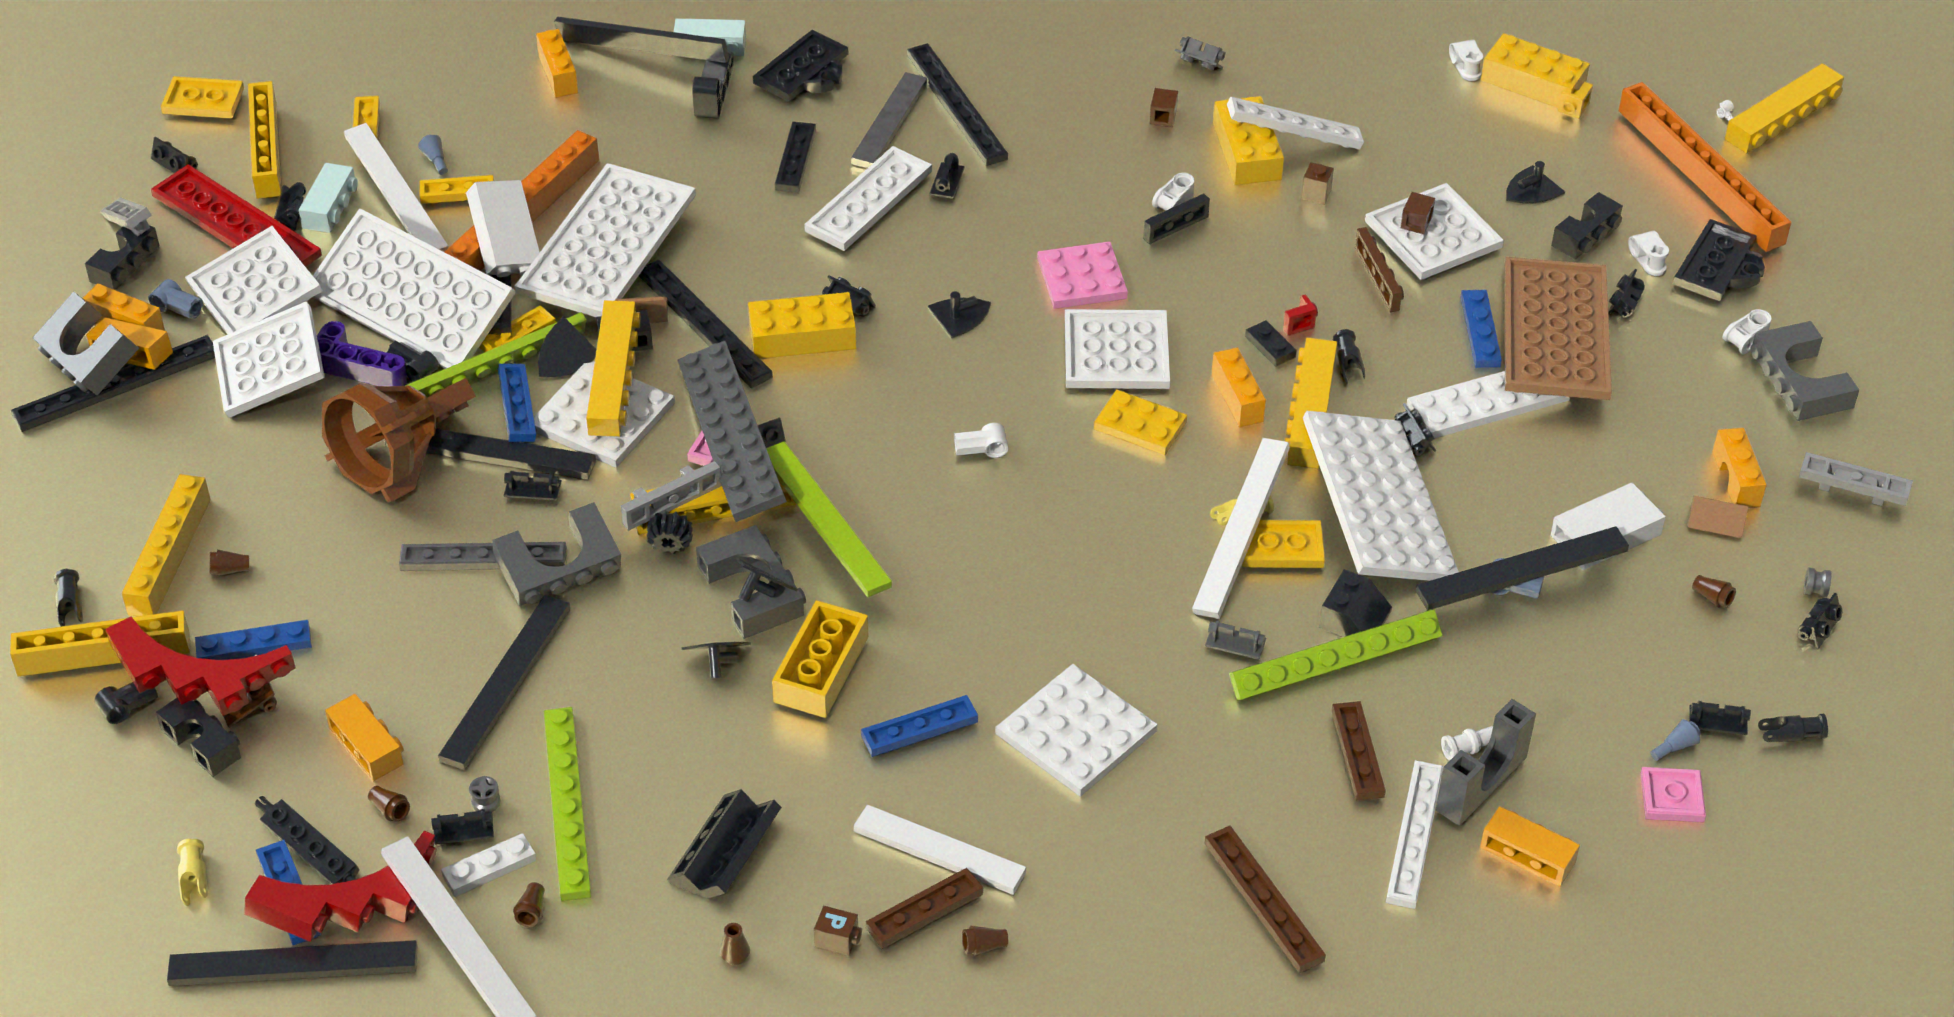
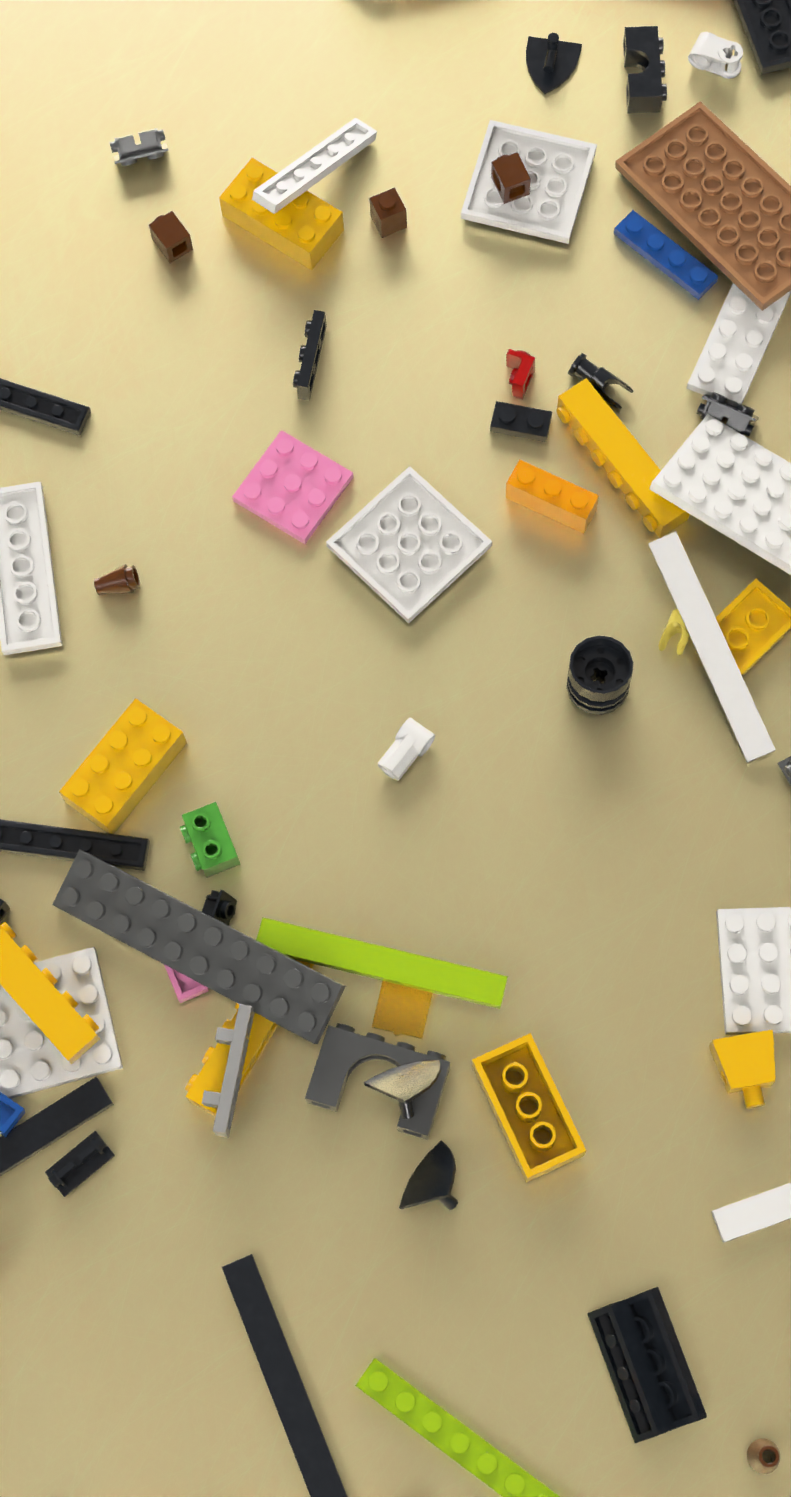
camera: 40 degrees left, 25 degrees up
(472, 556) = (117, 1277): flat silver tile -> none
(533, 580) = (224, 1185): dark grey arch -> none
(669, 532) = (261, 1101): black gear -> none
(806, 396) = (210, 840): none -> bright green brick
(814, 564) = (402, 1010): none -> clear yellow piece
(859, 297) = (112, 696): black hinge -> none
(916, 242) = (120, 580): none -> reddish brown cone
(919, 725) = (668, 1091): blue plate -> none
(947, 177) = (66, 483): black hinge -> none
(960, 314) = (234, 623): black shield -> none
(987, 750) = (746, 1064): none -> yellow torso
(1140, 422) = (505, 603): yellow plate -> none
(1148, 487) = (605, 661): none -> black wheel
(1175, 192) = (284, 332): white piece -> none
(1378, 269) = (529, 264): reddish brown plate -> none
(1626, 297) = (738, 115): black hinge -> none

